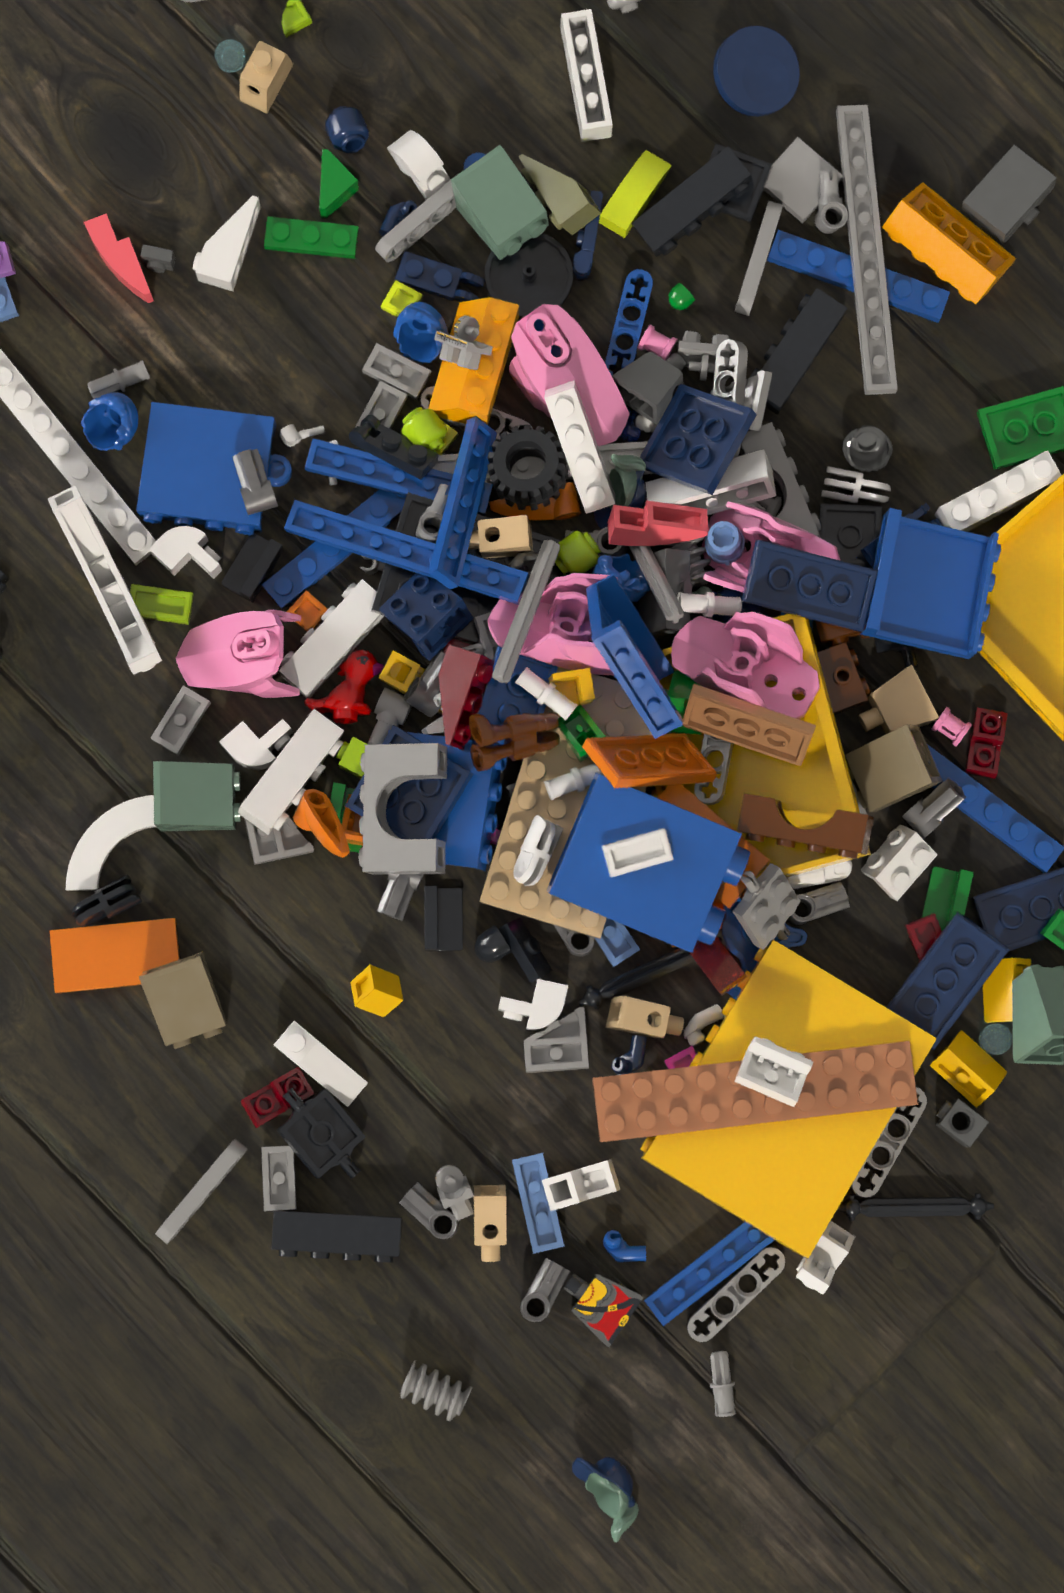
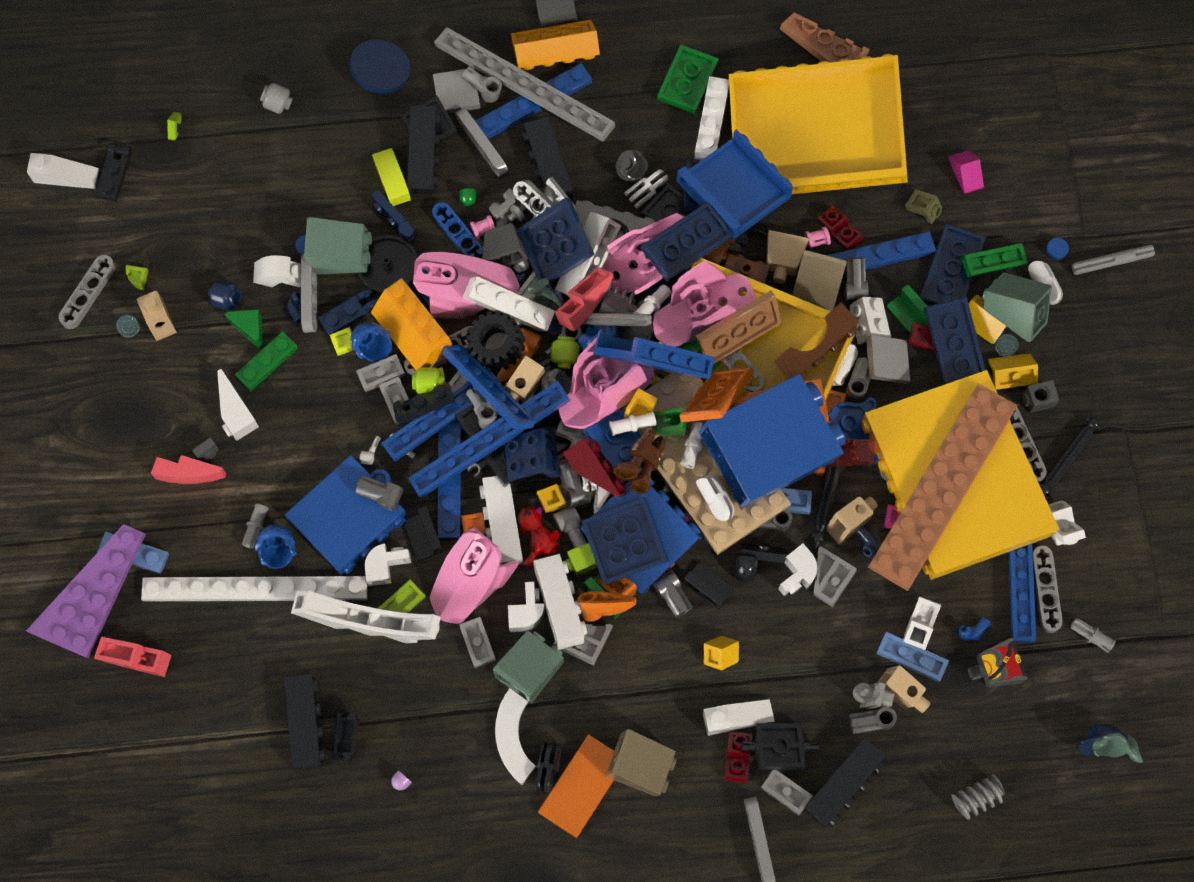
camera: 45 degrees left, 10 degrees down
(384, 770) = (603, 541): light grey arch -> none
(463, 347) = (394, 313): light grey hips -> none
(526, 611) = (578, 398): light grey axle -> none
(545, 1288) = (966, 691): flat silver piece -> none
(567, 199) = (361, 209): olive slope -> none
(586, 75) = (306, 150): white brick -> none
(637, 852) = (766, 436): white tile -> none
(699, 1021) = (877, 486): white arm -> none
(724, 543) = (624, 271): medium blue piece -> none
(766, 906) = (845, 399): light grey plate -> none
(773, 1071) = (942, 462): white bracket -> none
(865, 917) = (888, 359): none -> light grey tile

